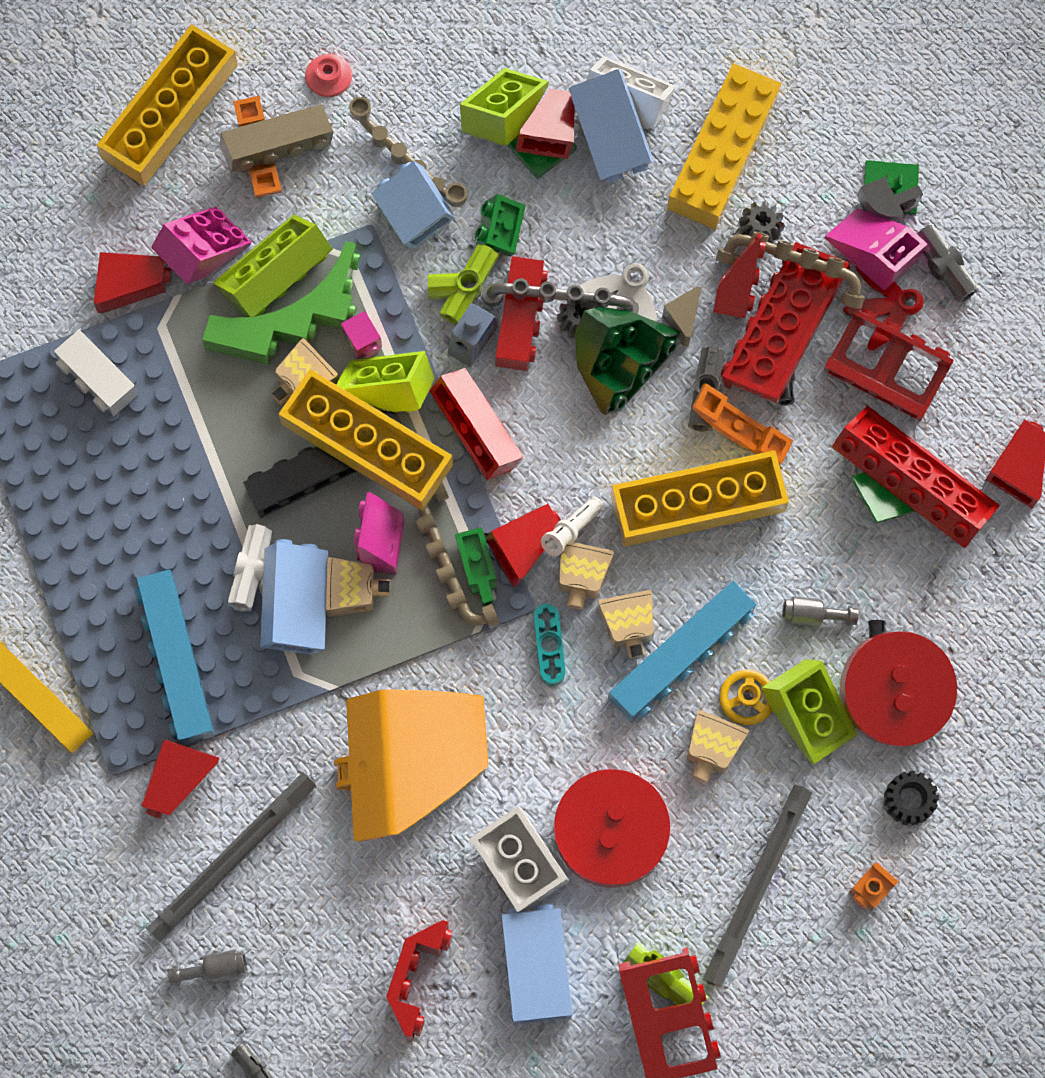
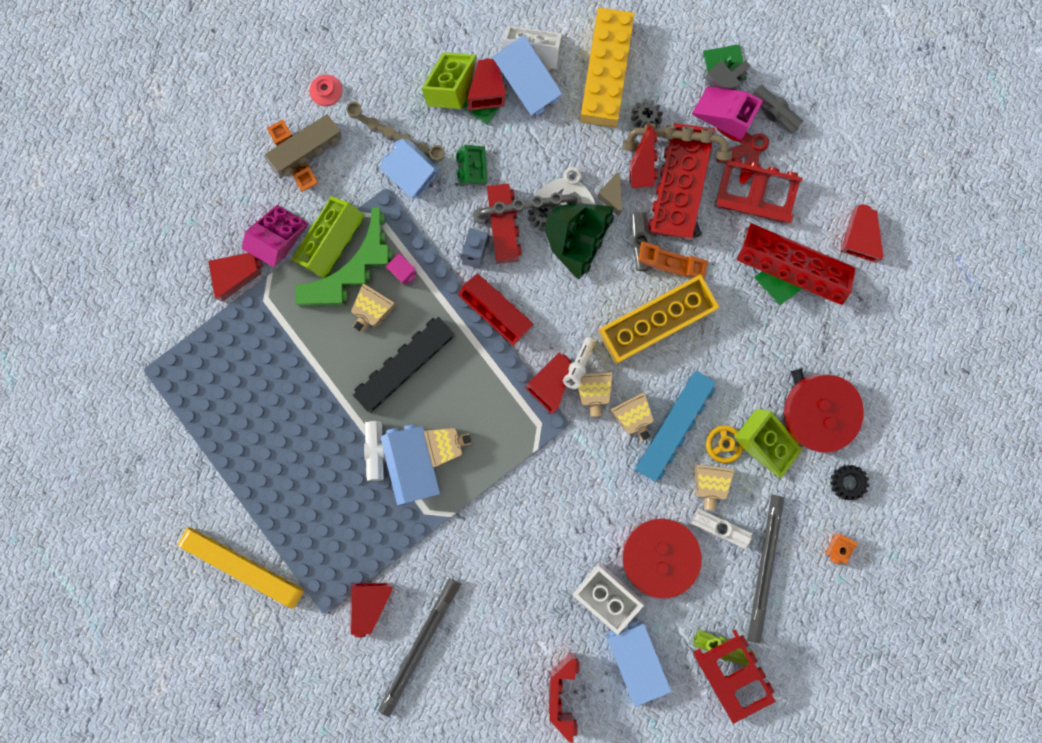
camera: 10 degrees left, 10 degrees up
(95, 373) = (230, 346): white brick -> none
(167, 105) = (222, 142): yellow brick -> none
(175, 658) = (342, 526): dark azure brick -> none
(215, 968) = (430, 724): flat silver piece -> none
(366, 439) = (426, 345): yellow brick -> none
(380, 534) = (454, 406): dark pink slope -> none
(389, 381) = (428, 298): lime slope -> none
(408, 755) = (517, 552): light orange panel -> none
(446, 572) = (505, 417): dark tan bar -> none
(451, 287) = (451, 216): lime piece -> none
(477, 563) = (523, 405): green hinge -> none
(554, 624) = (576, 434): teal beam -> none
(694, 797) = (732, 533): none -> white piece
(812, 612) = (753, 375): flat silver piece -> none

